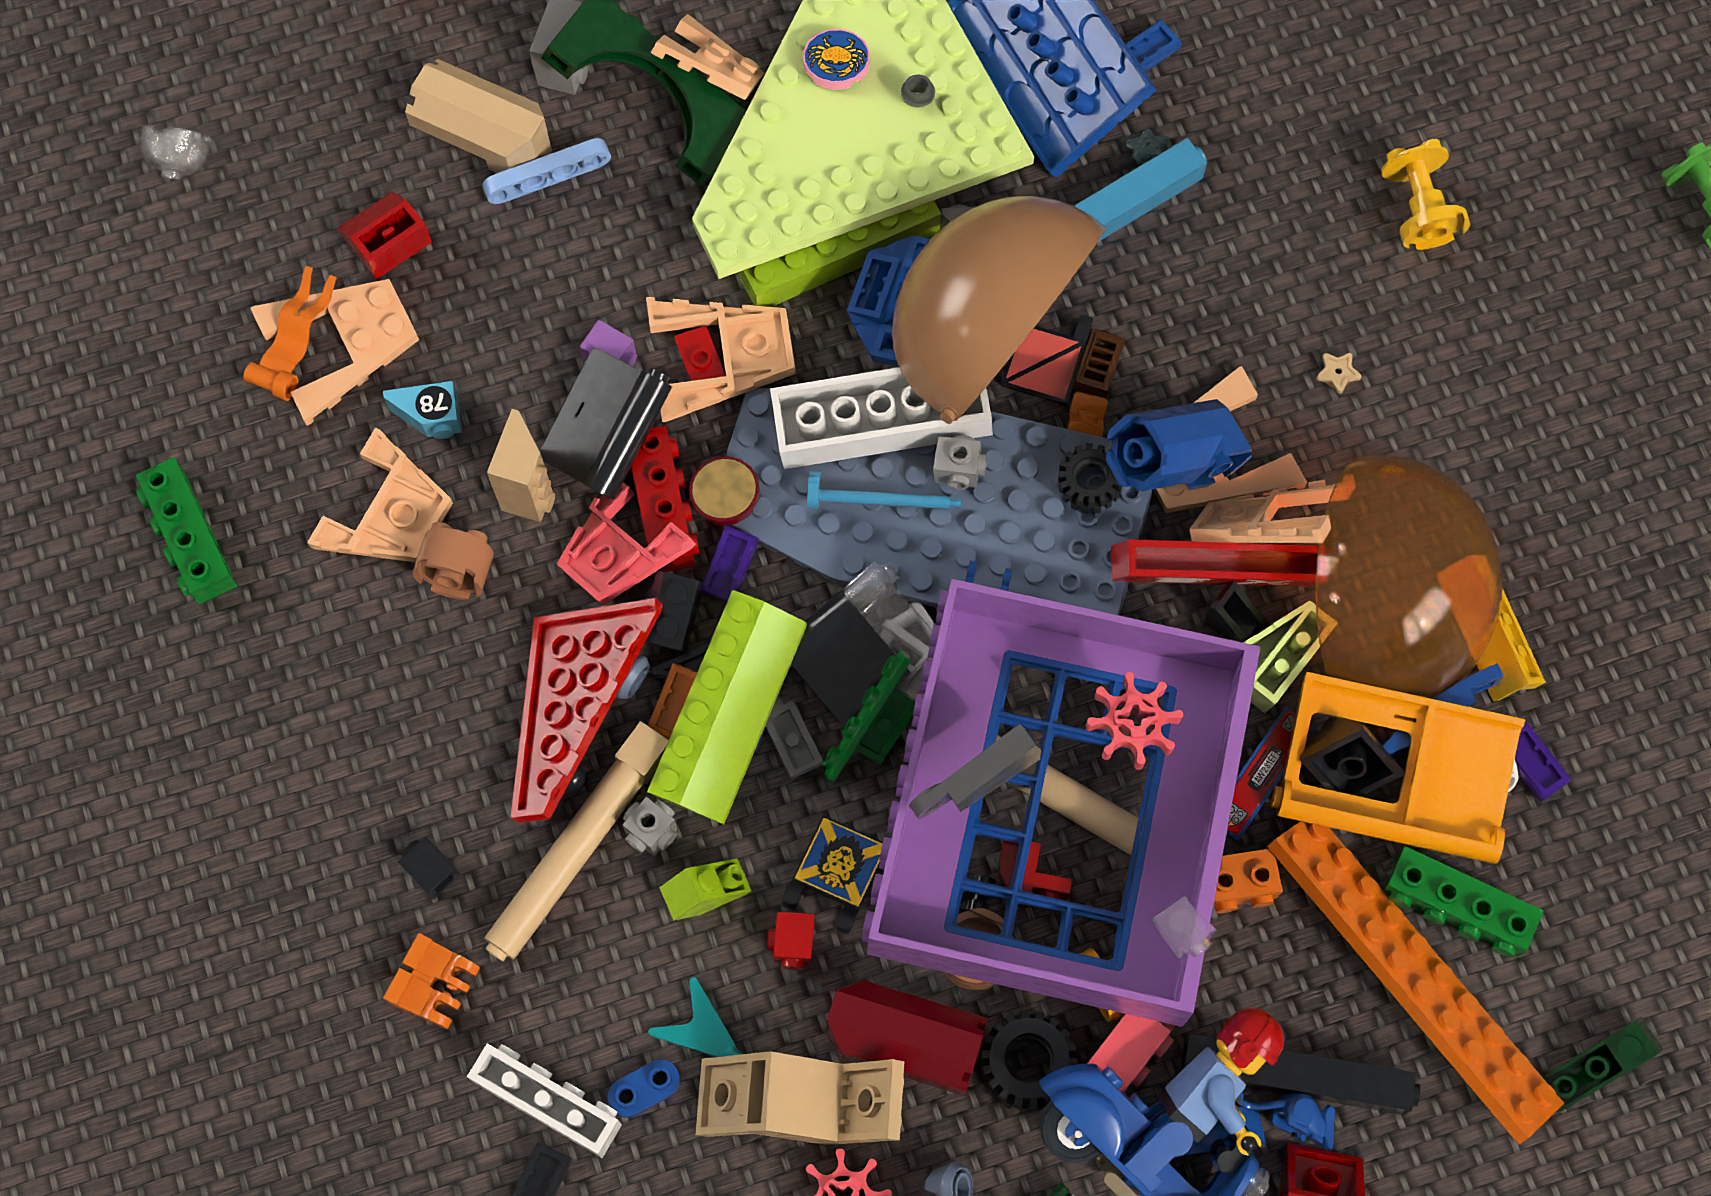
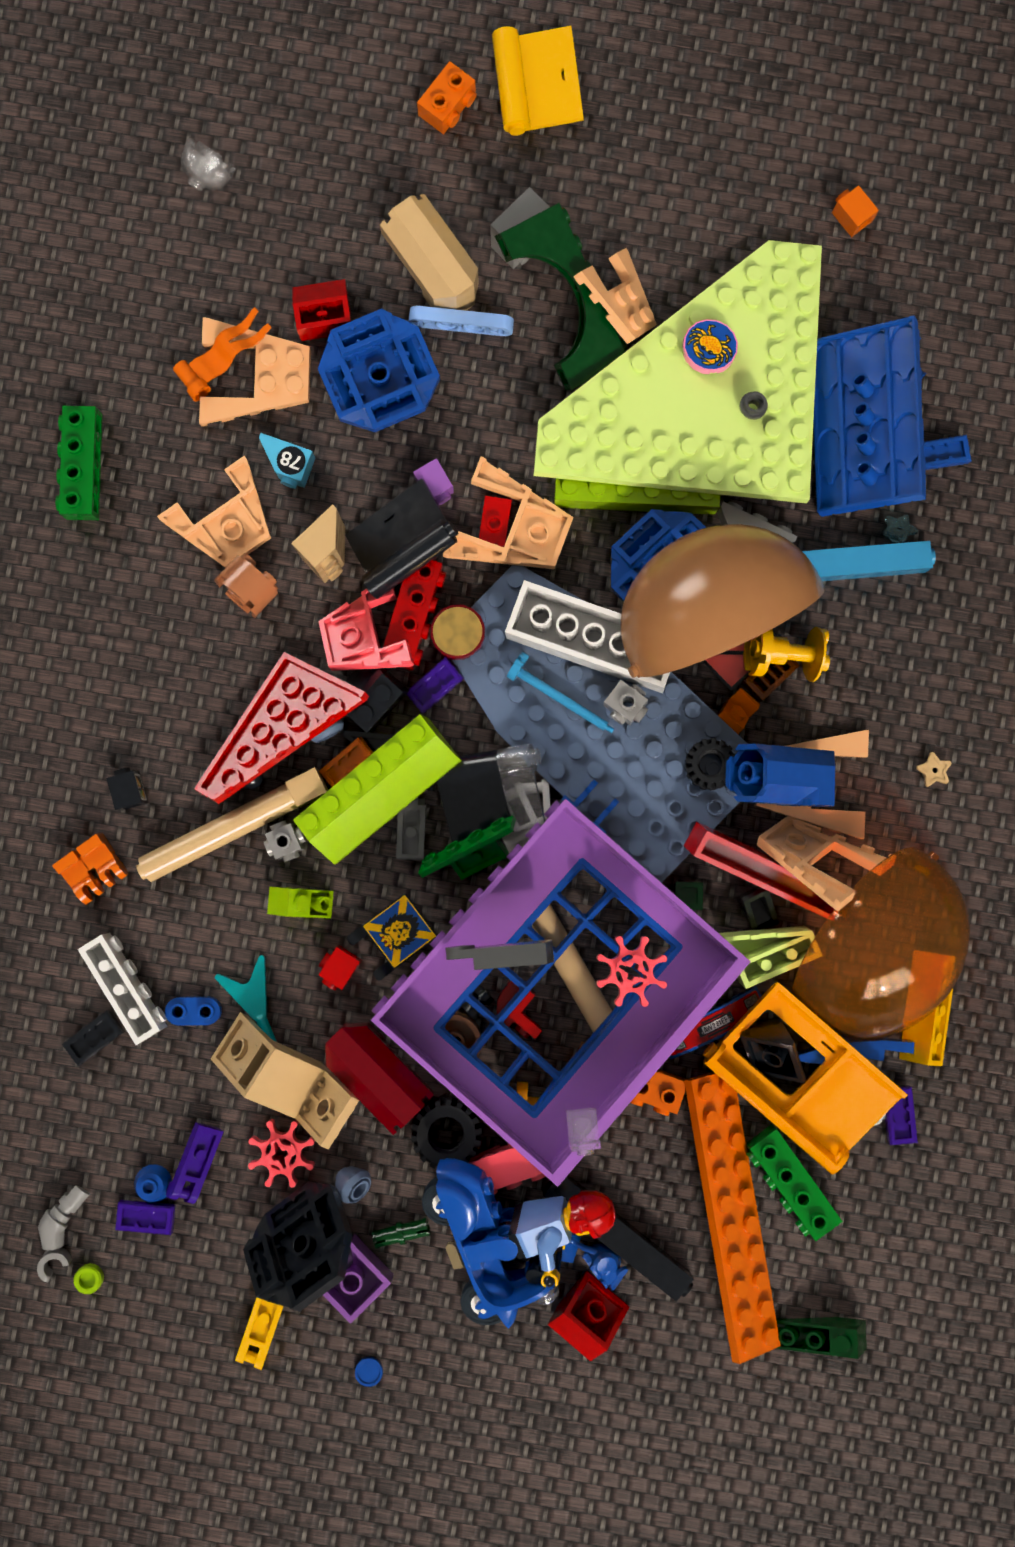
camera: 25 degrees right, 15 degrees up
(477, 233) = (375, 345): none -> blue piece
(1081, 331) = (770, 649): none -> yellow piece

